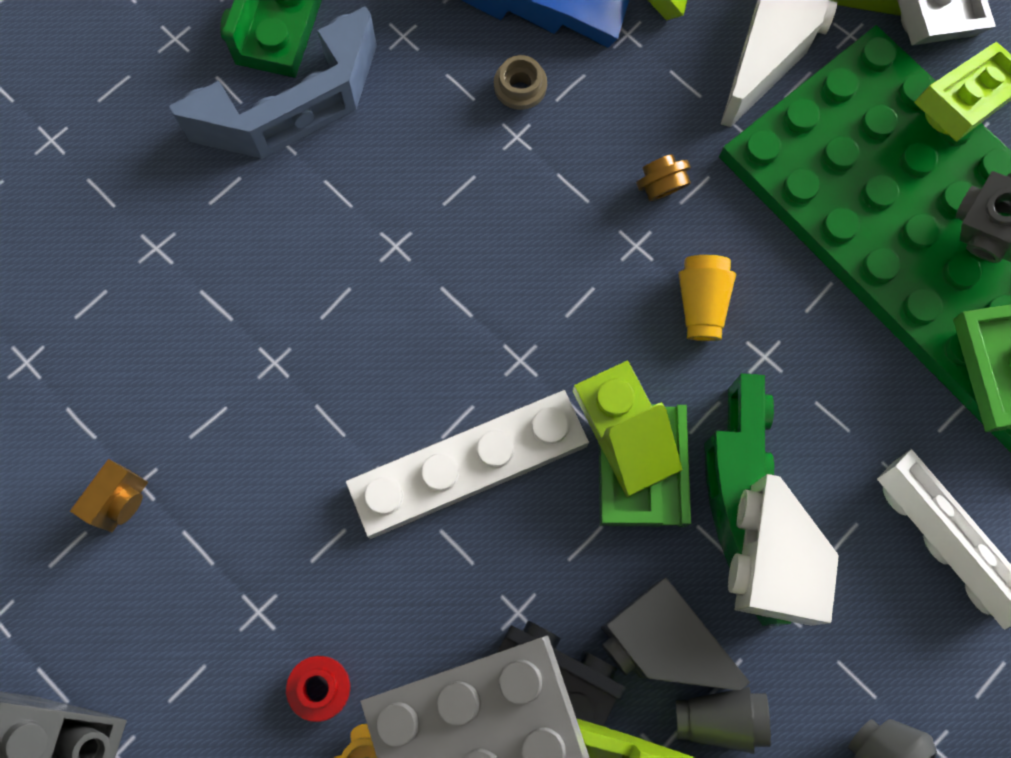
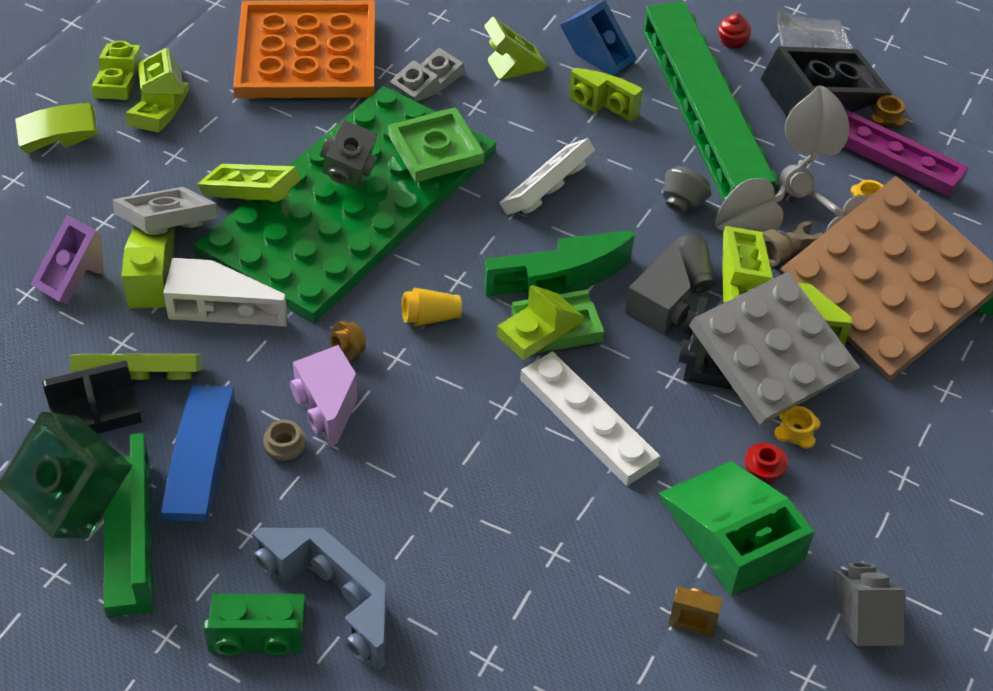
camera: 105 degrees left, 25 degrees down
(216, 597) = (739, 525): none -> green slope
(577, 137) = (327, 389): none -> lavender slope
(785, 558) = (600, 227): white slope -> none

